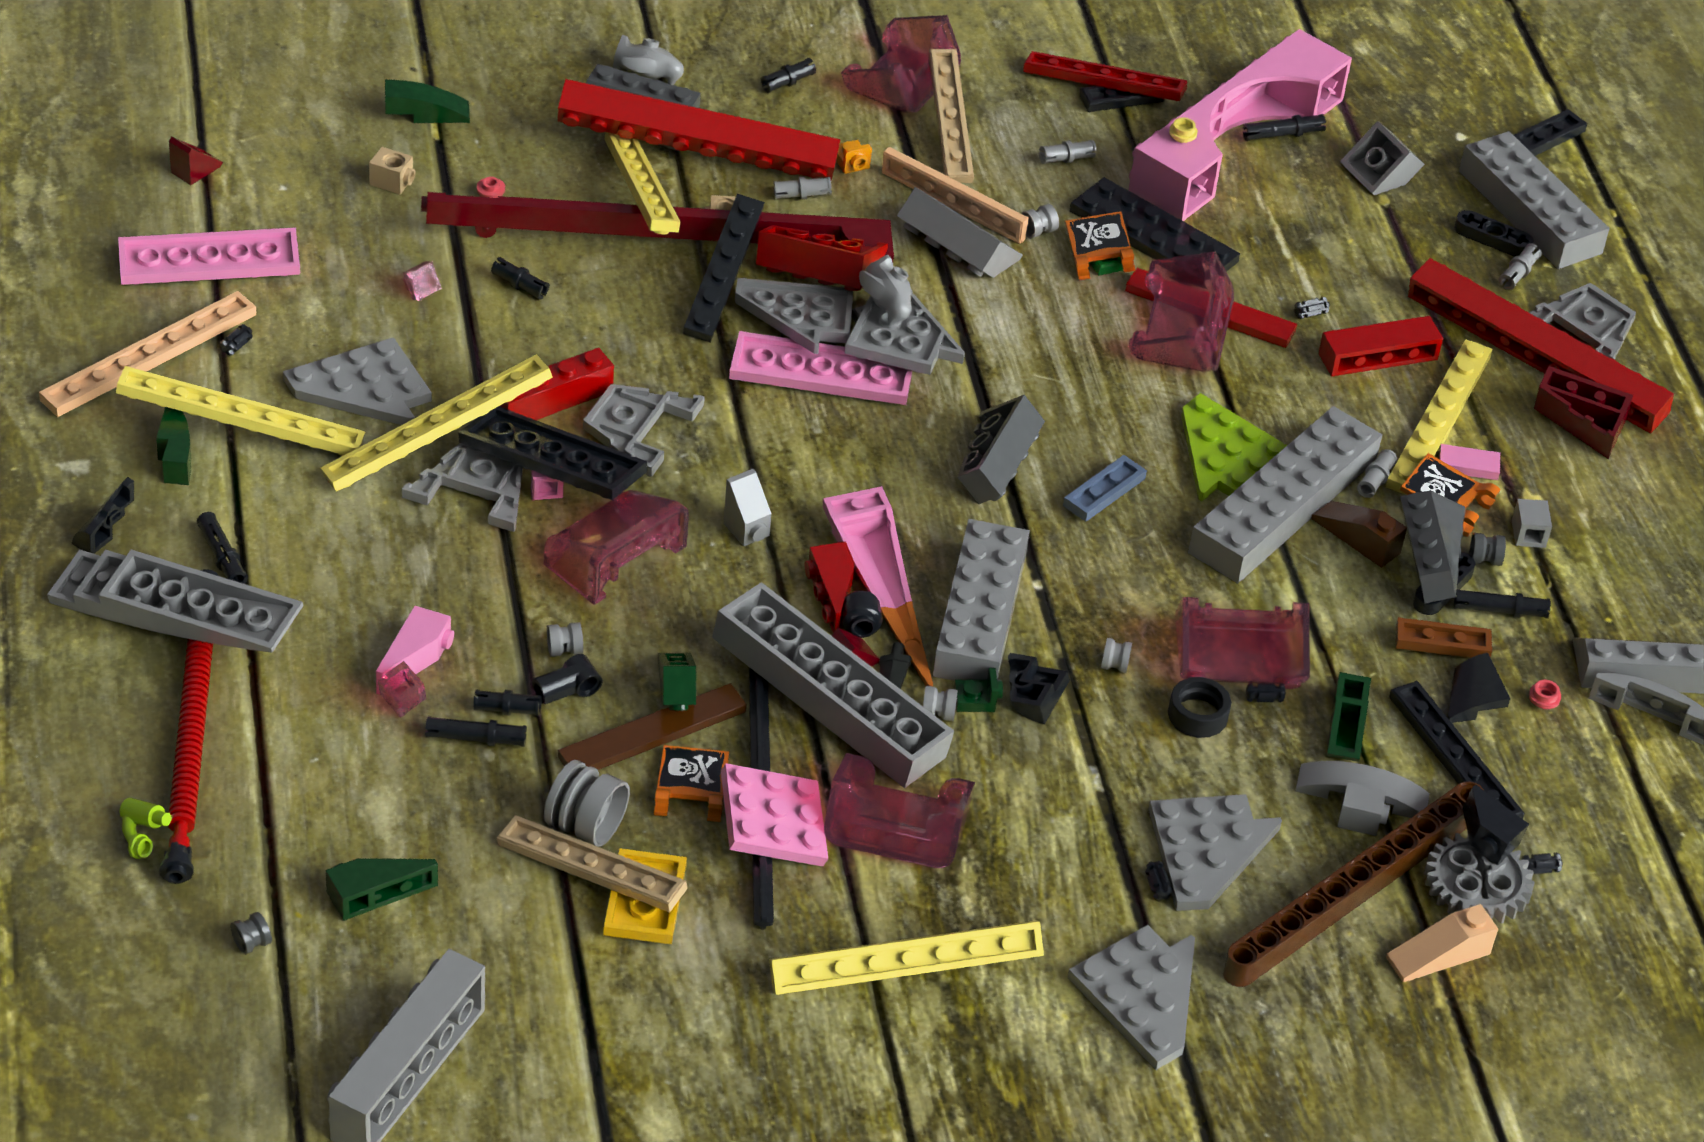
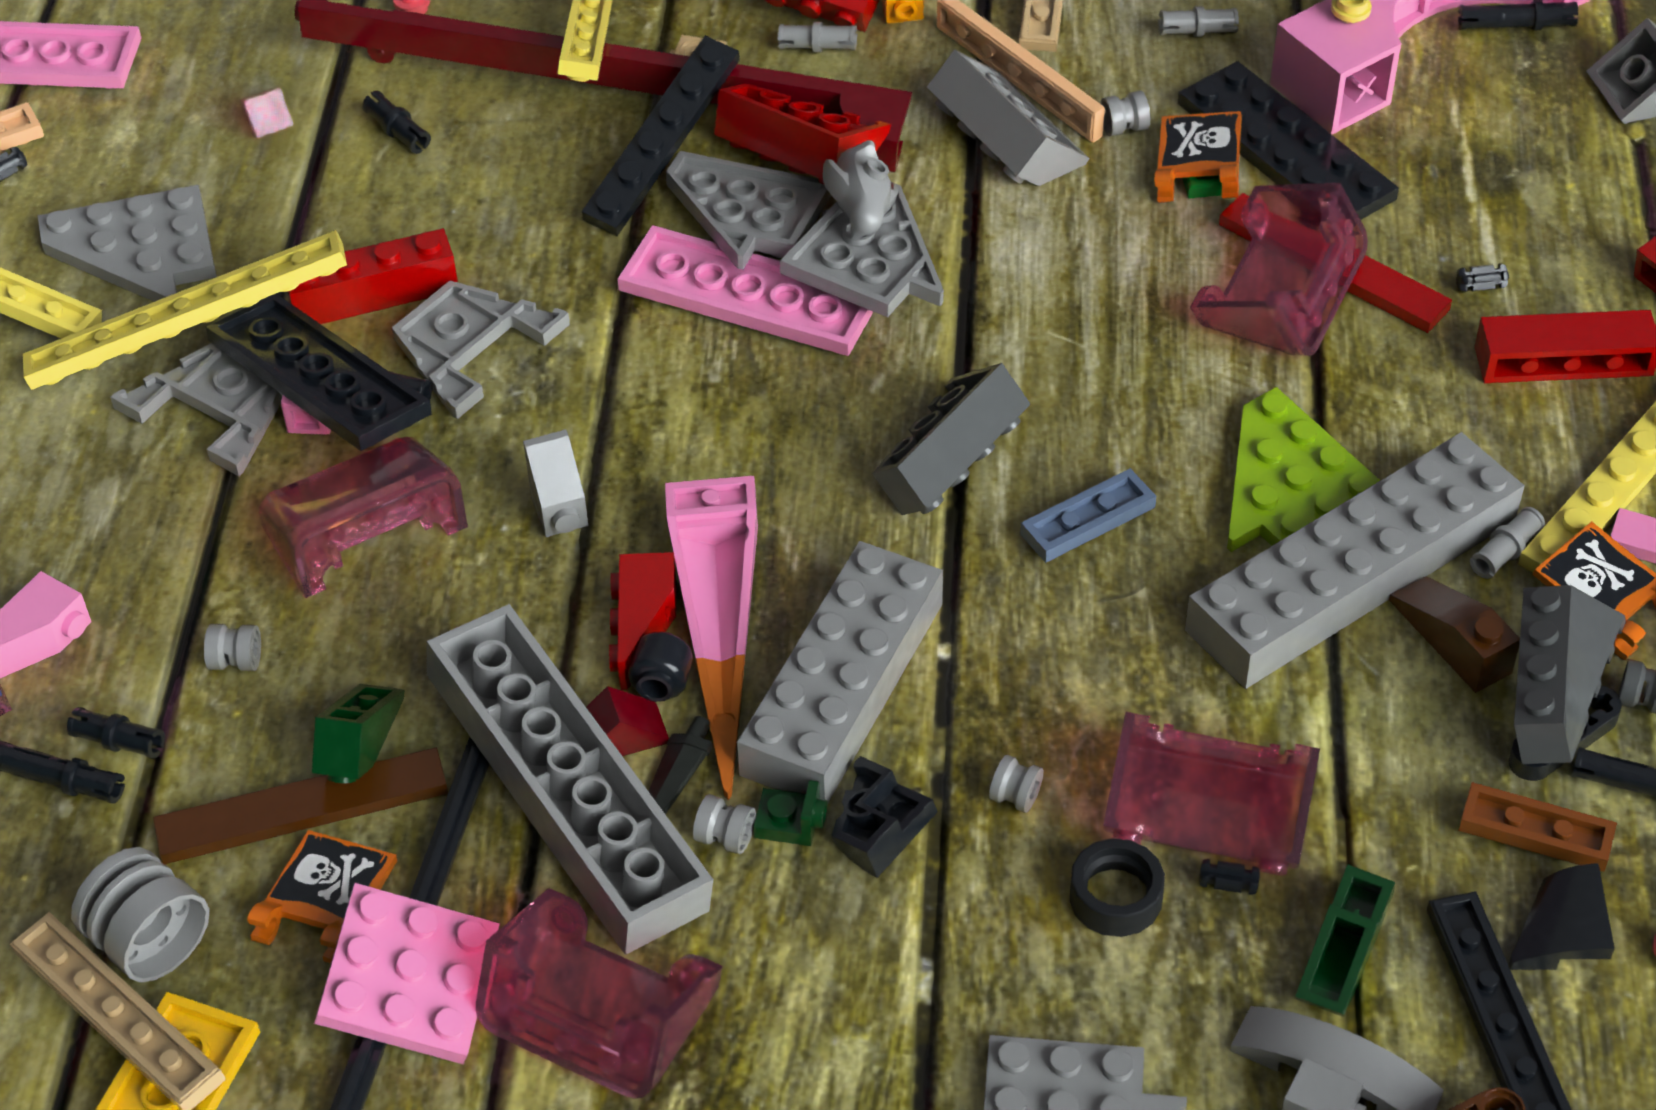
camera: 20 degrees right, 5 degrees up
(574, 677) = (225, 709): black piece -> none

